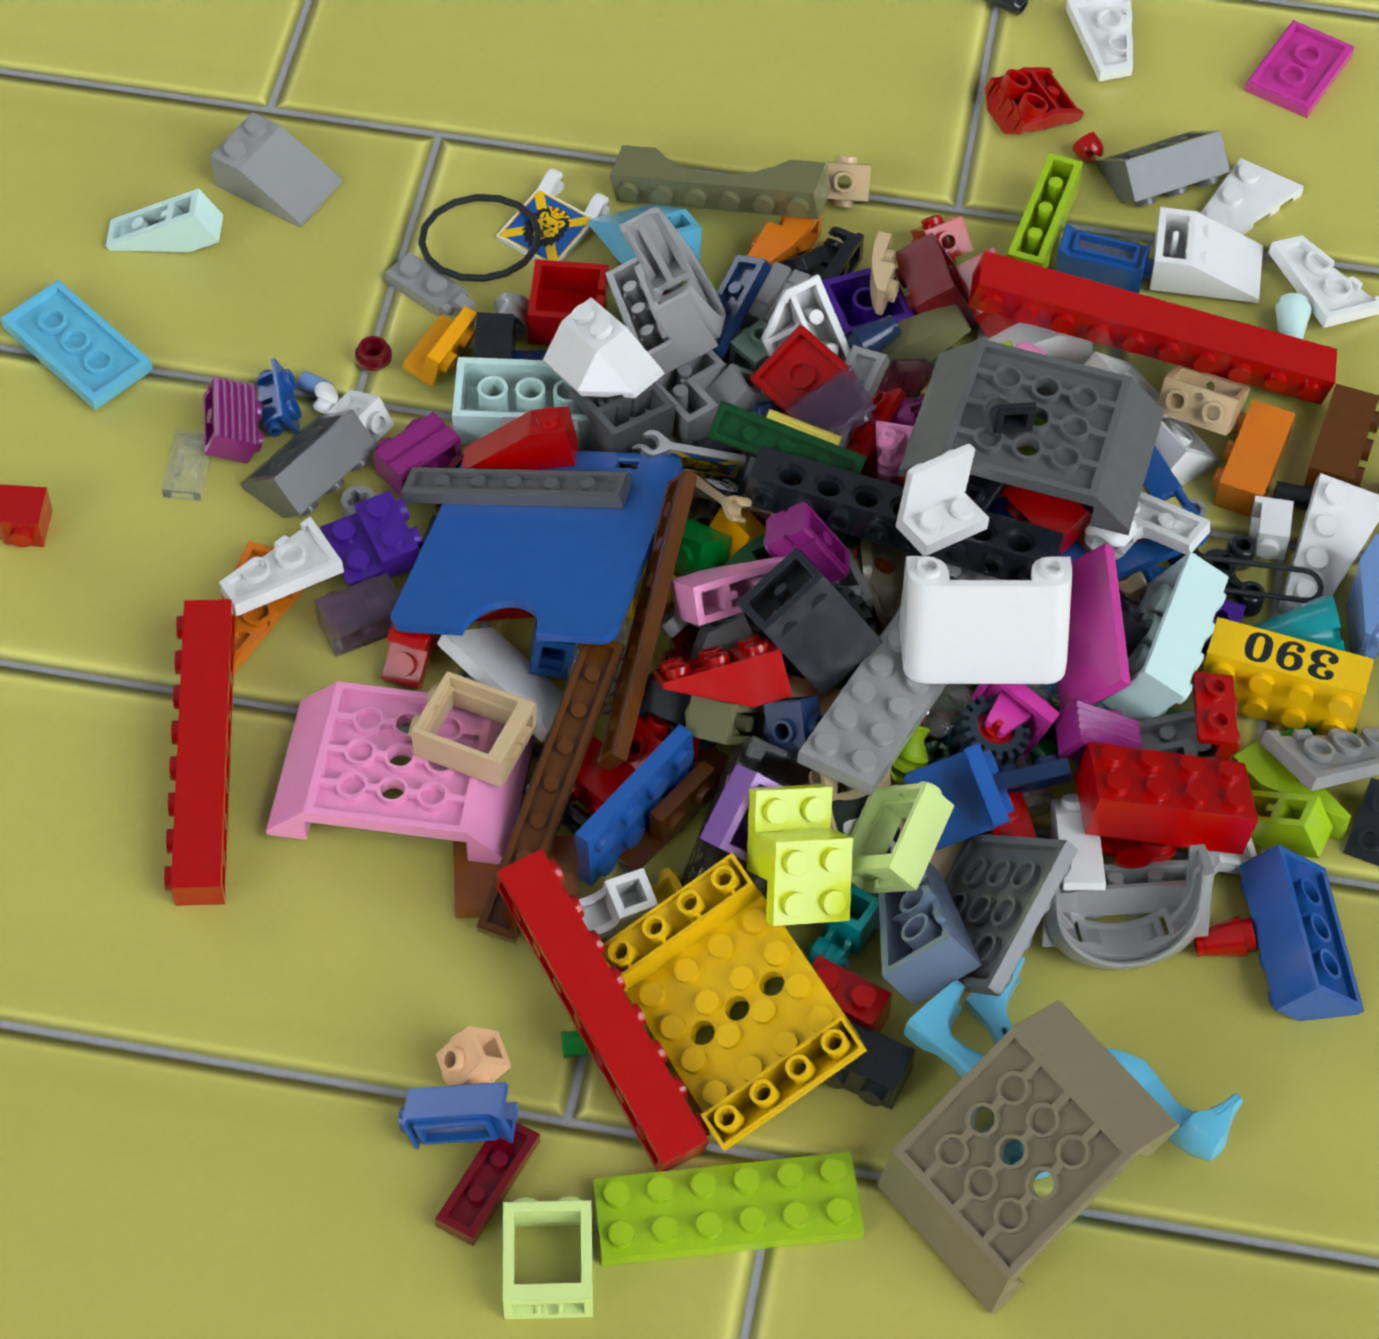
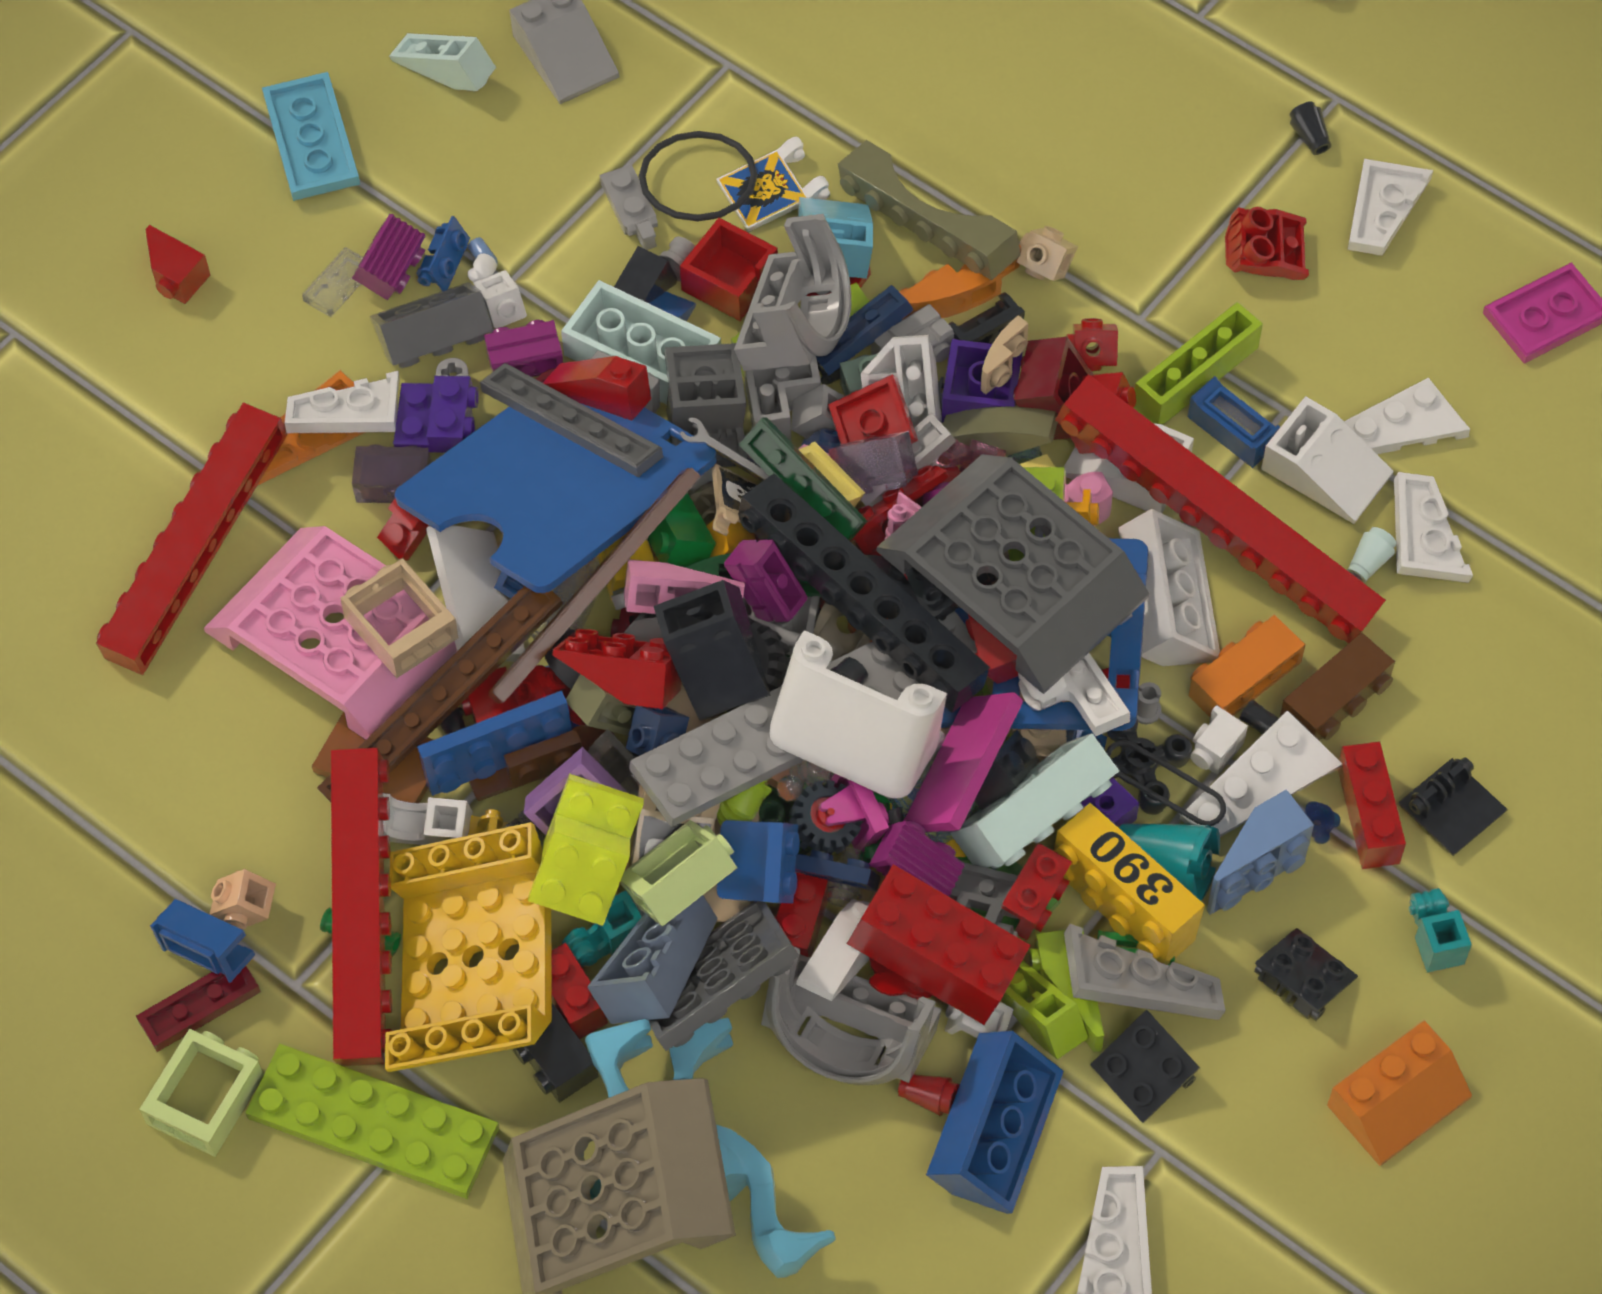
camera: 30 degrees right, 5 degrees up
(373, 353) = (544, 238): dark red plate -> none
(440, 346) = (599, 263): light orange bracket -> none
(600, 355) = (703, 329): white wedge -> none
(806, 259) = (960, 312): black tile -> none
(874, 335) = (961, 412): dark blue cone -> none
(935, 504) = (883, 593): white bracket -> none
(1013, 417) = (986, 544): black slope -> none
(1088, 146) = (1292, 310): red hinge -> none
(1166, 167) = (1350, 358): slope -> none
(1189, 400) = (1232, 605): tan window -> none

